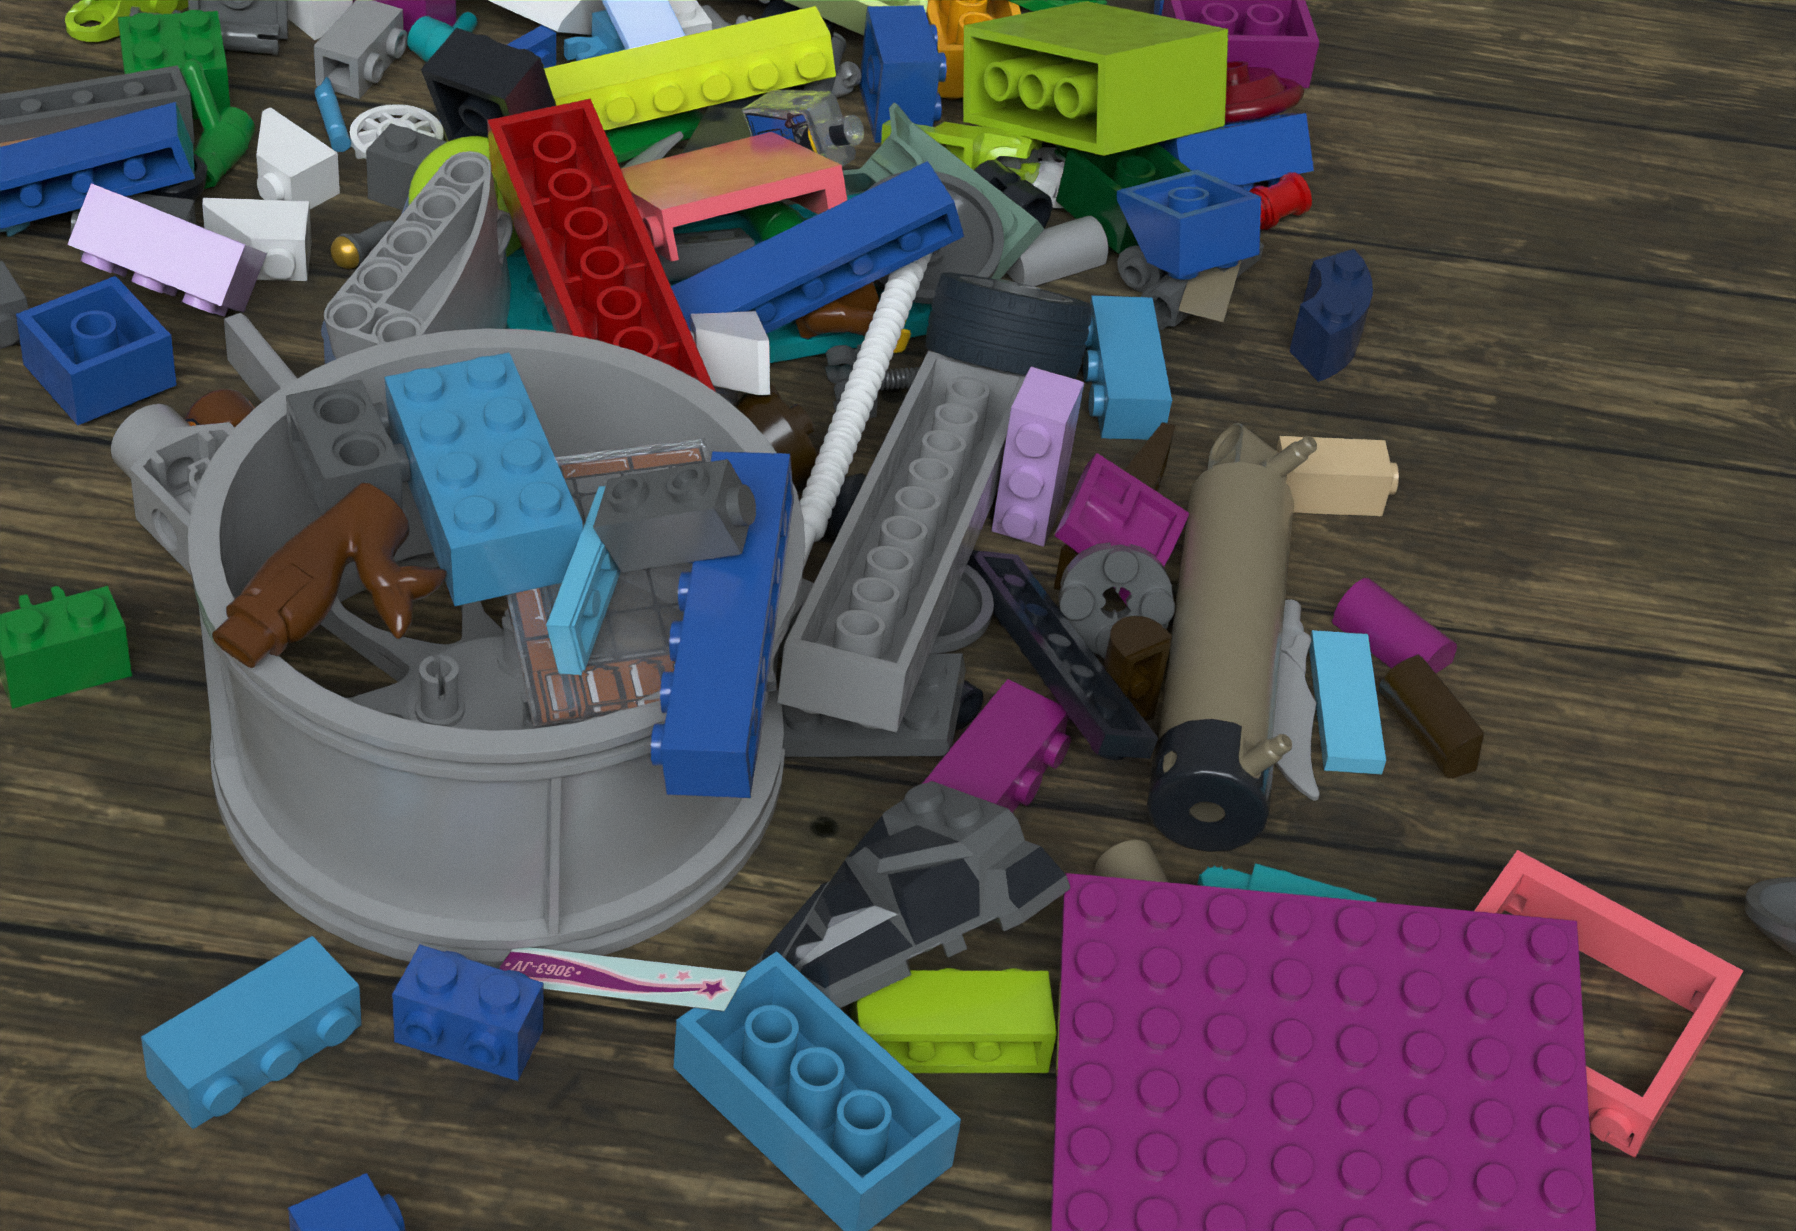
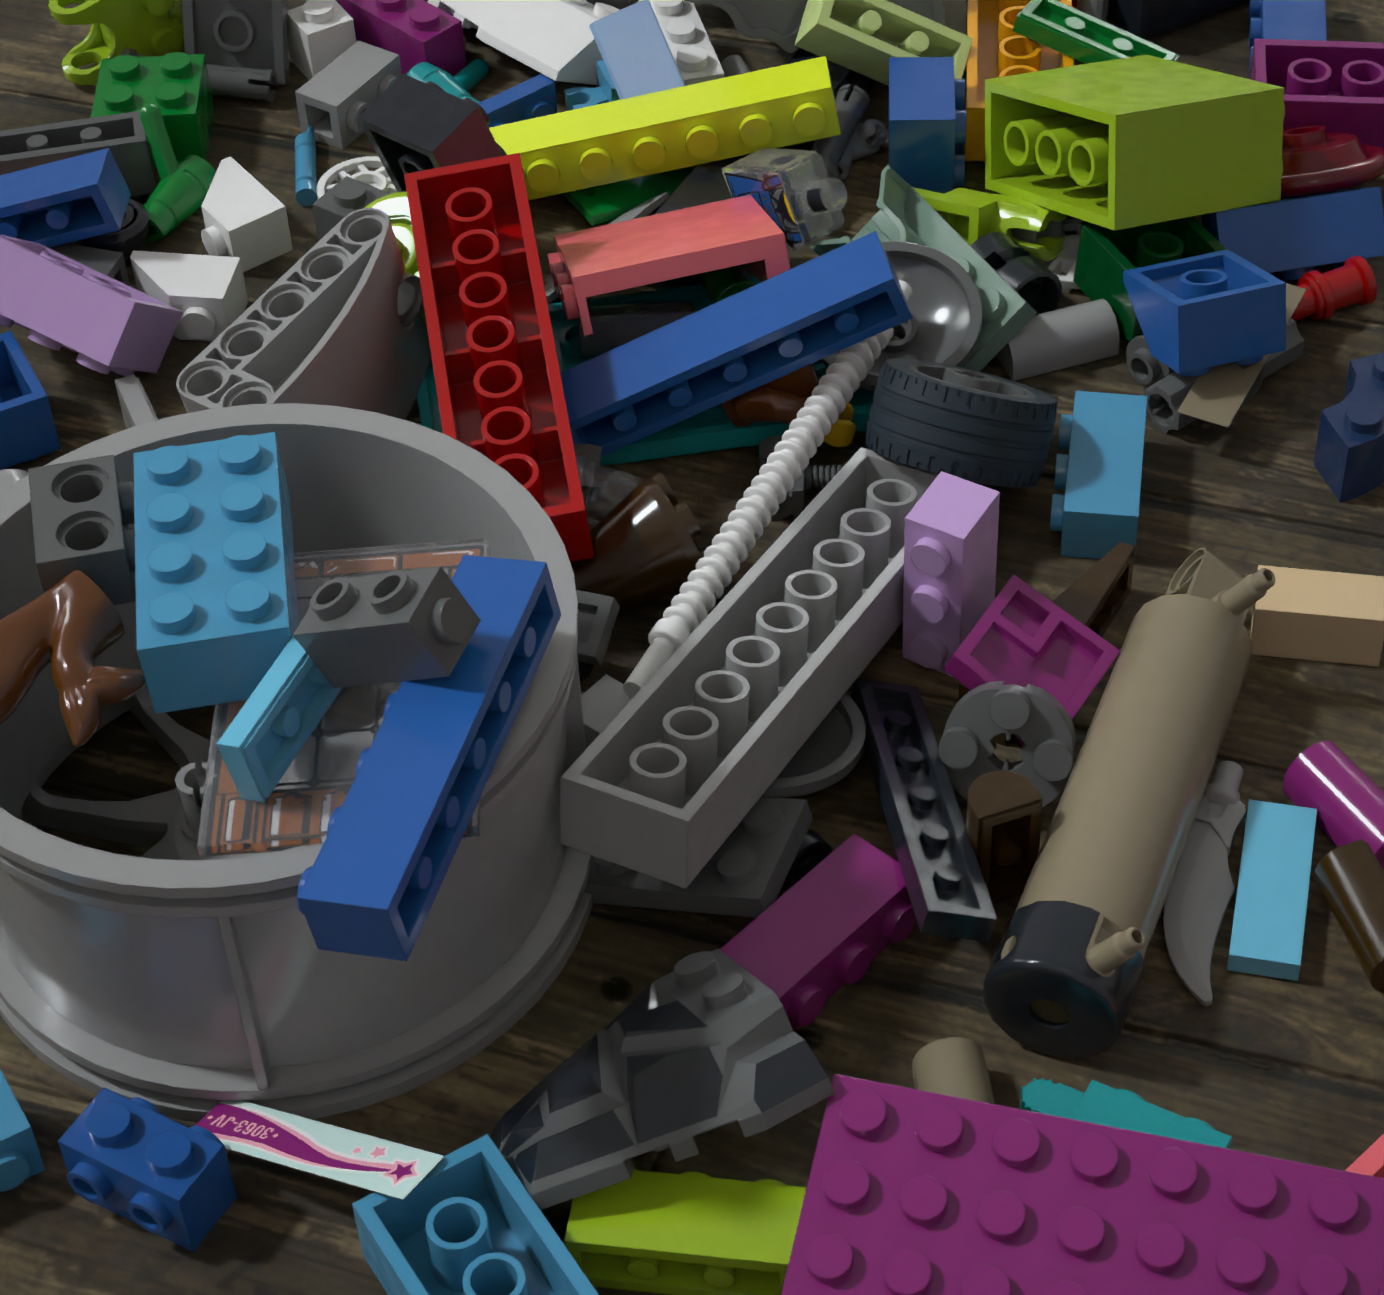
camera: 20 degrees right, 0 degrees up
(733, 350) = (622, 437): white slope -> none

